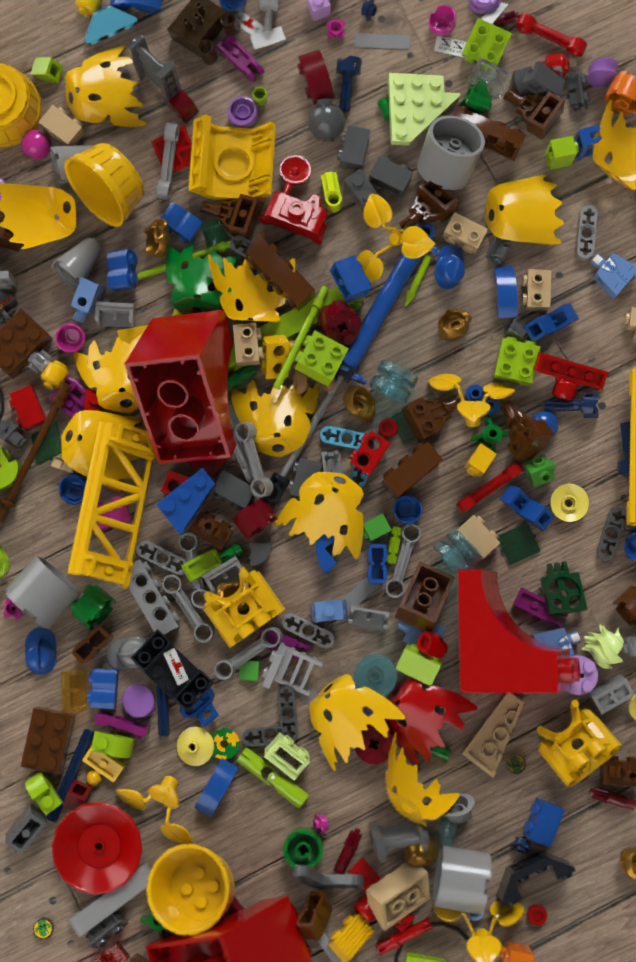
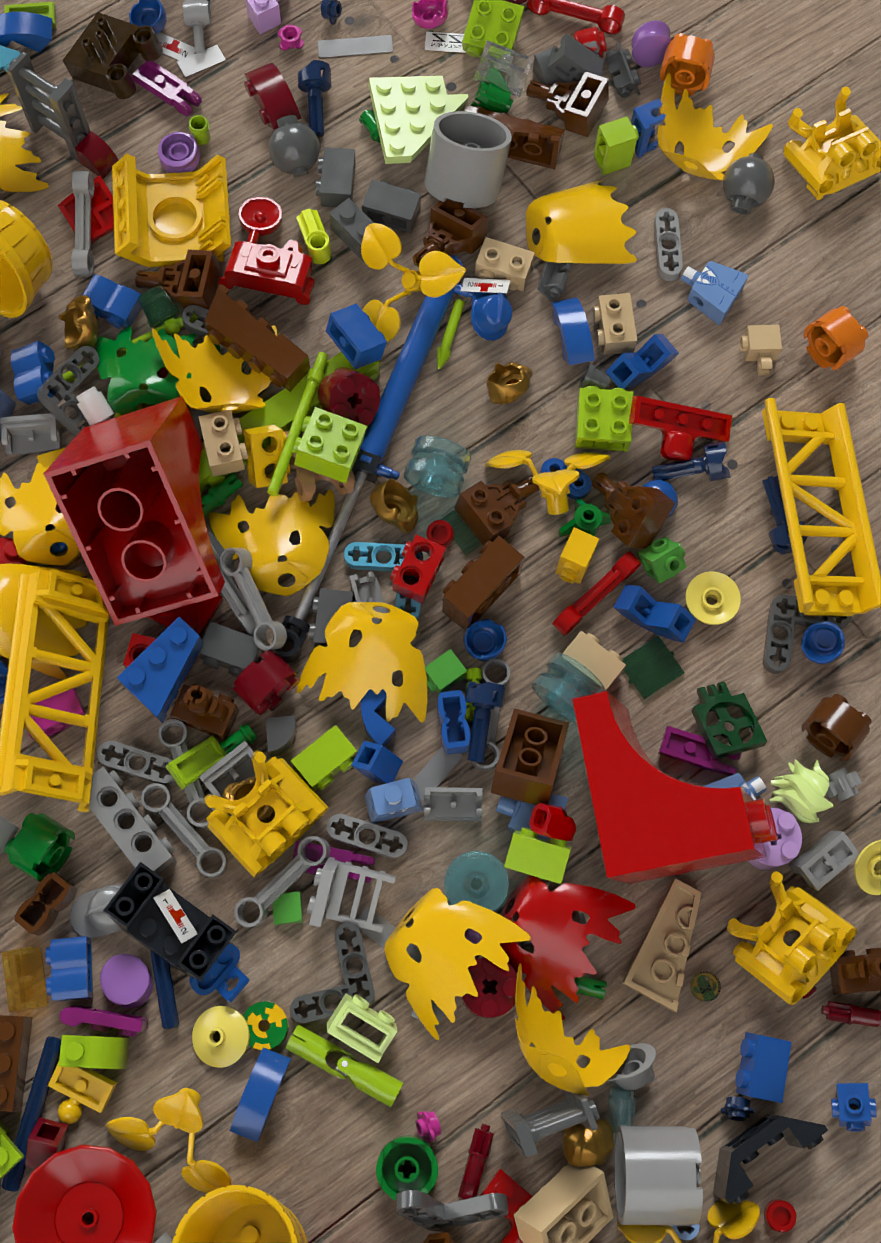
camera: 15 degrees left, 10 degrees down
(142, 287) = (63, 388): none -> dark grey beam
(161, 304) = (94, 406): none -> white brick
(287, 574) = (325, 759): none -> lime brick
(321, 584) = (383, 763): none -> blue brick
(399, 551) = (483, 698): none -> dark blue piece
(449, 249) = (485, 285): none -> white sticker
(600, 849) = (853, 1095): none -> blue brick

